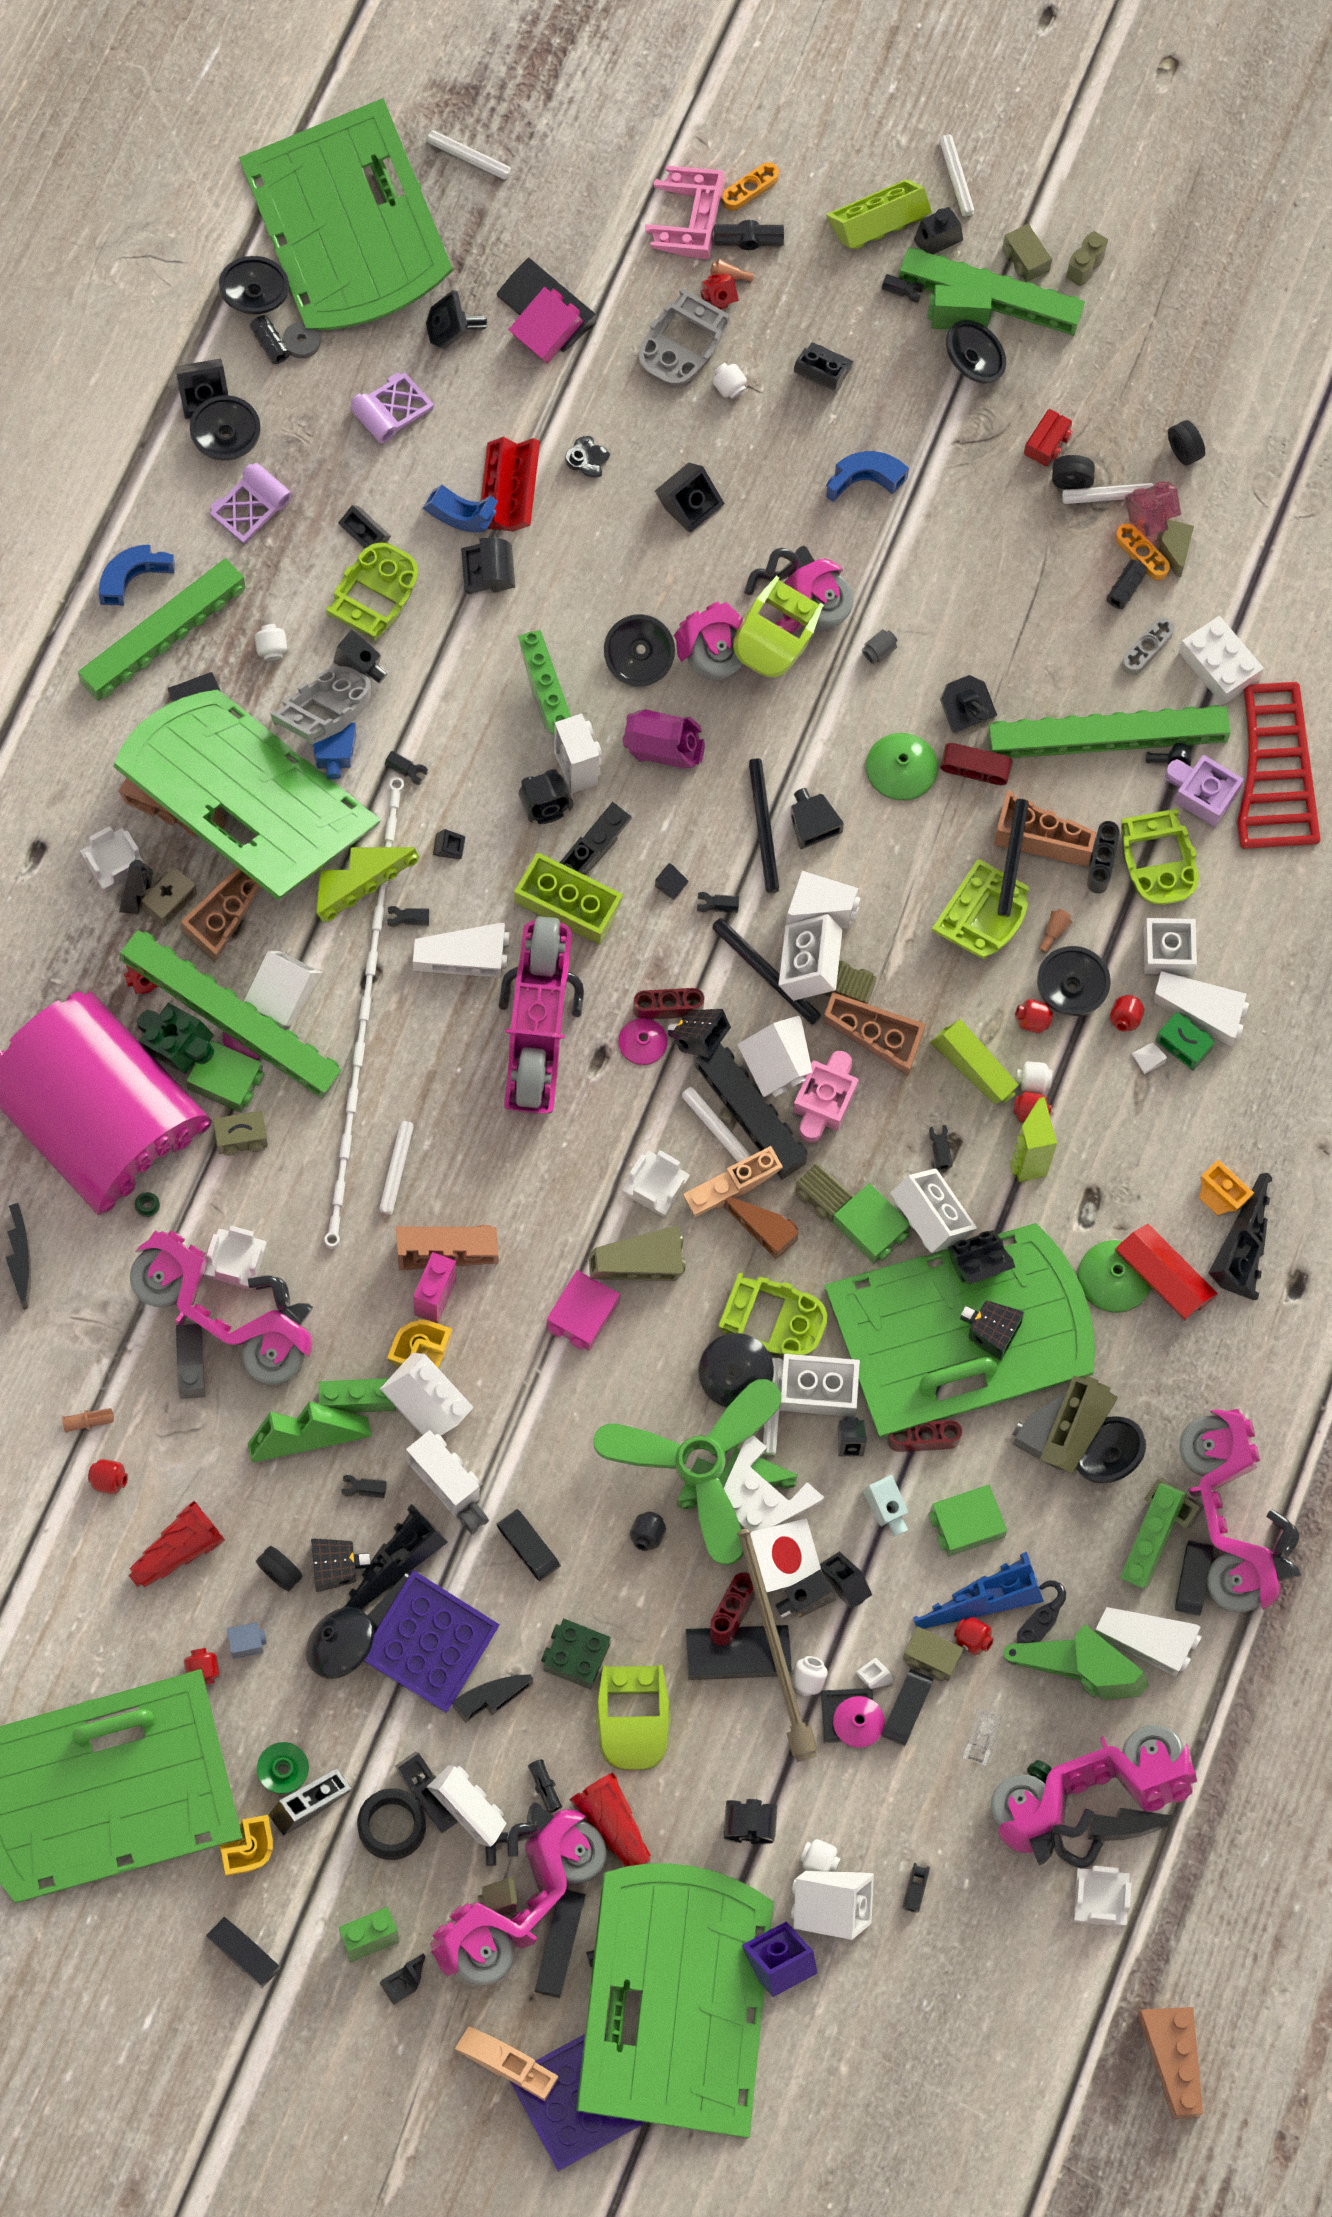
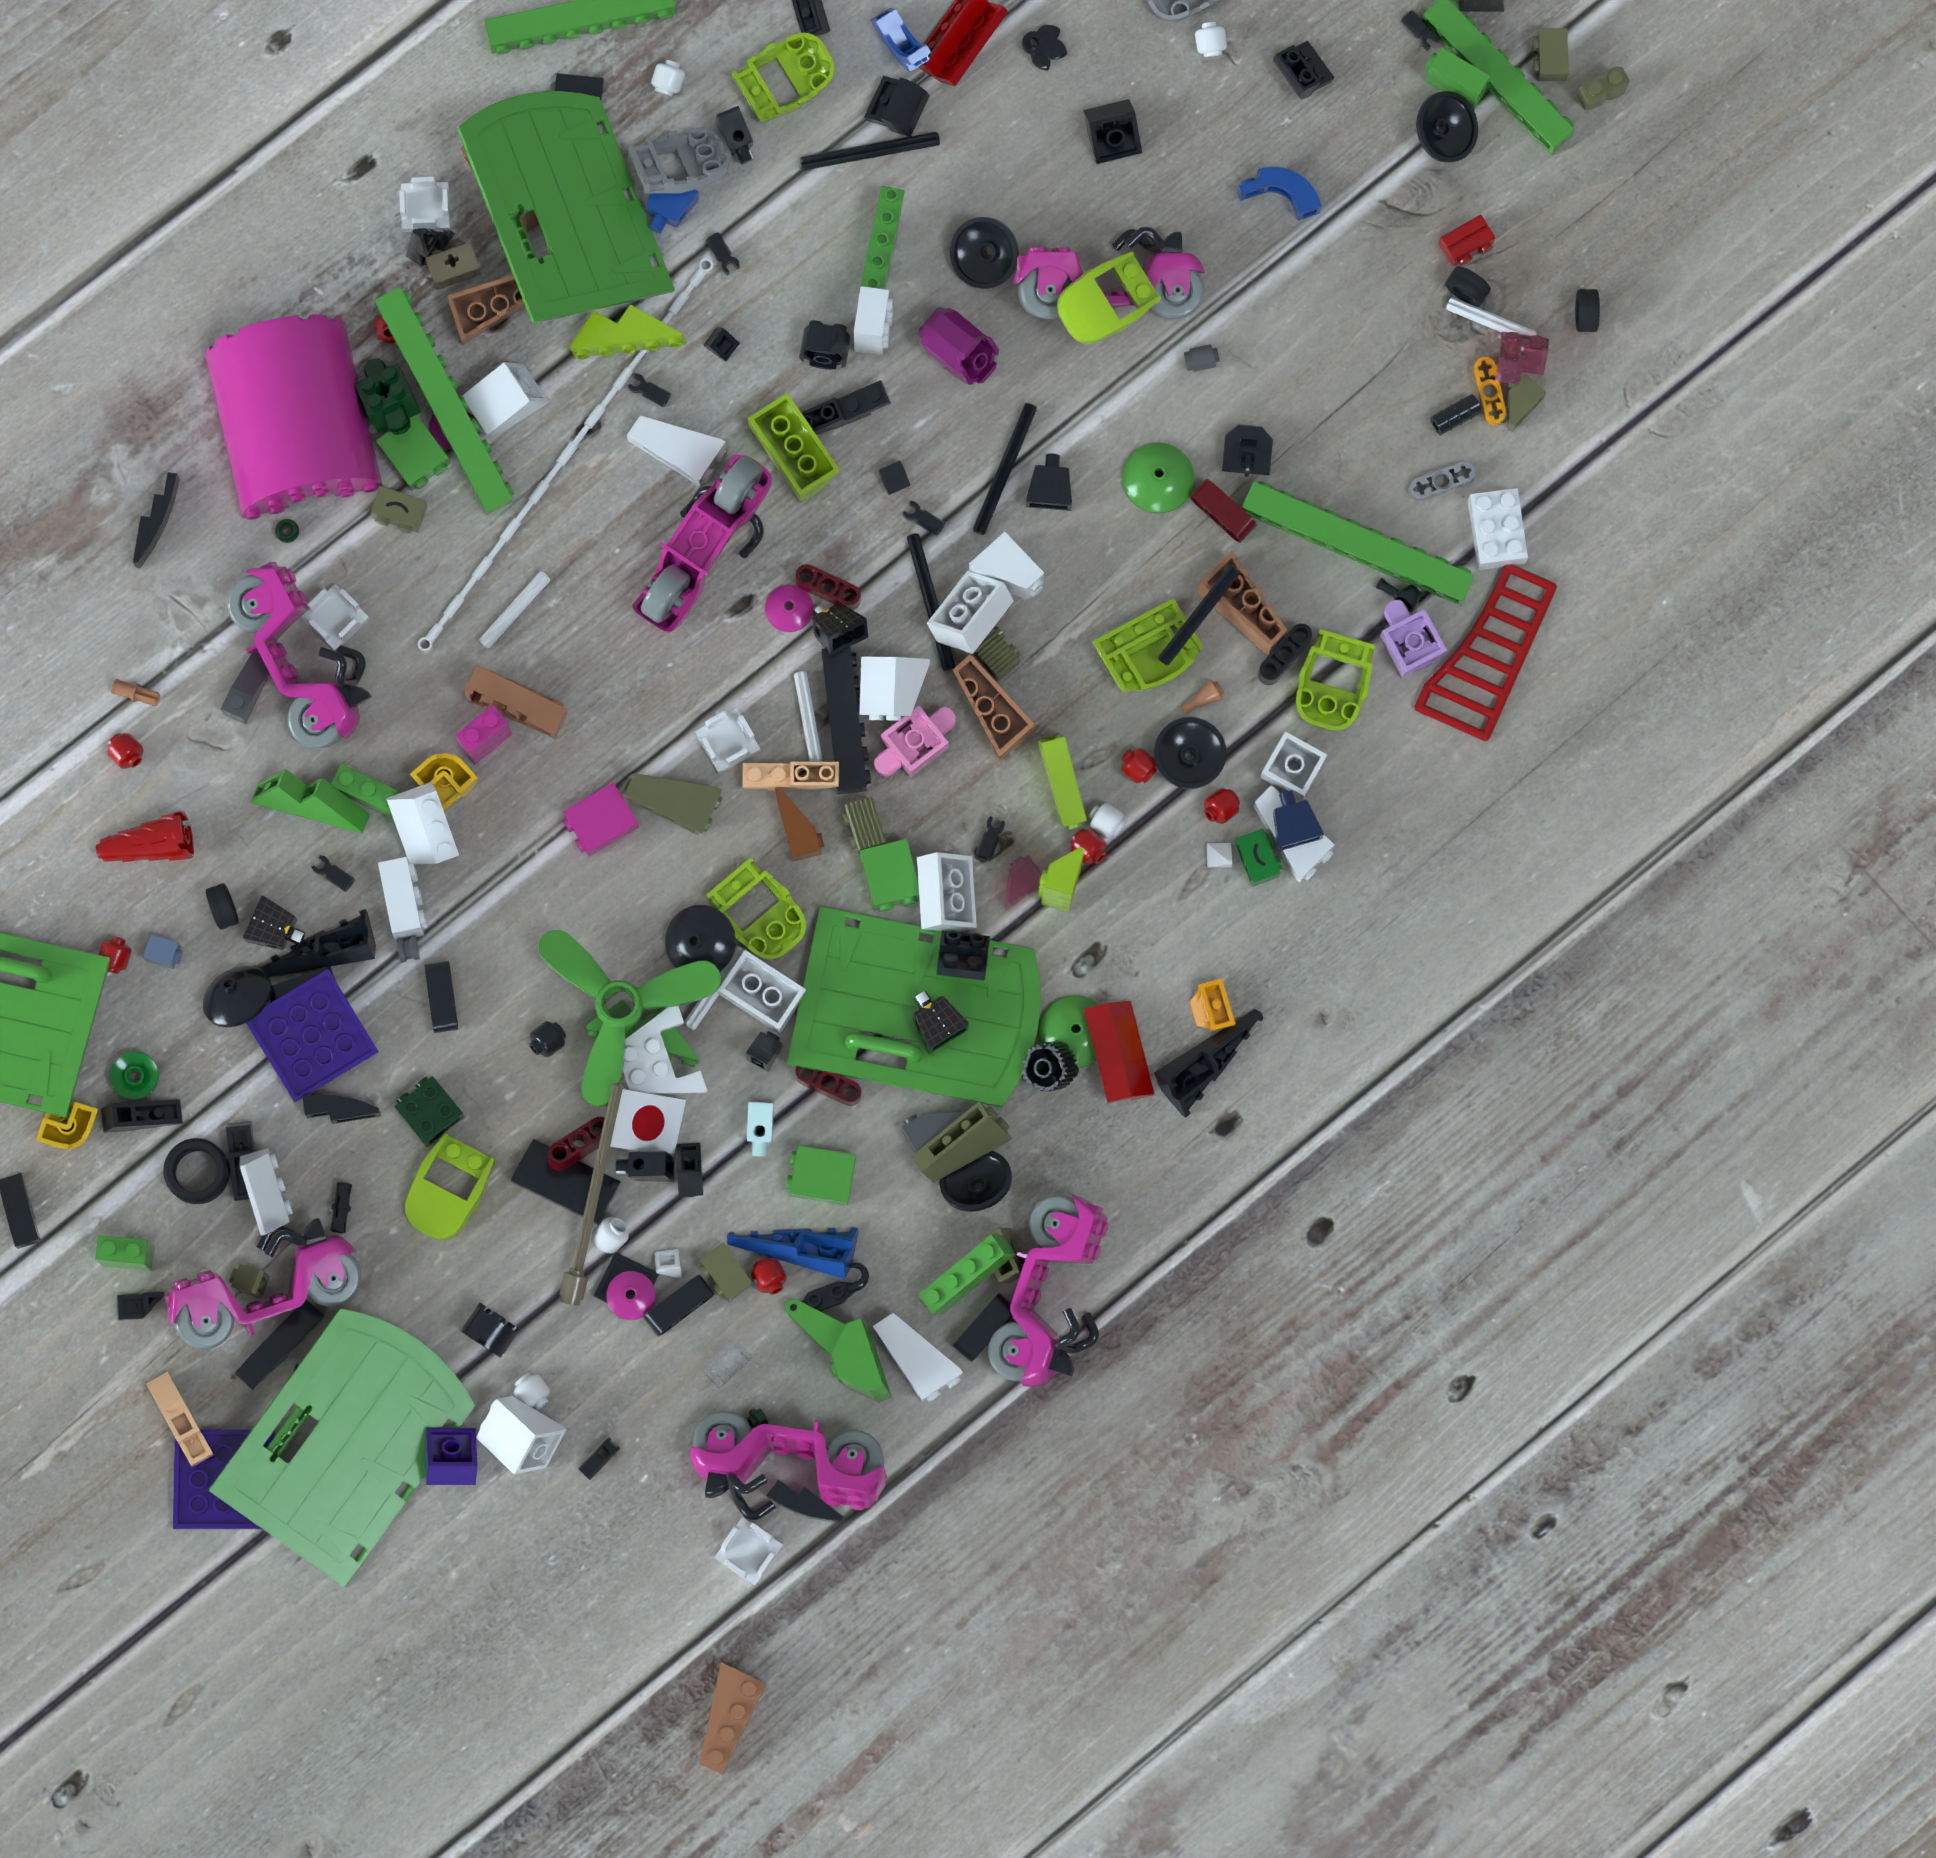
camera: 30 degrees right, 10 degrees up
(485, 617) = (870, 151): none -> black axle
(612, 1817) = (378, 1261): red cone -> none
(990, 1168) = (1022, 880): none -> clear pink slope
(1125, 1305) = (1052, 1055): none -> black brick
(1203, 991) = (1295, 823): none -> dark blue torso

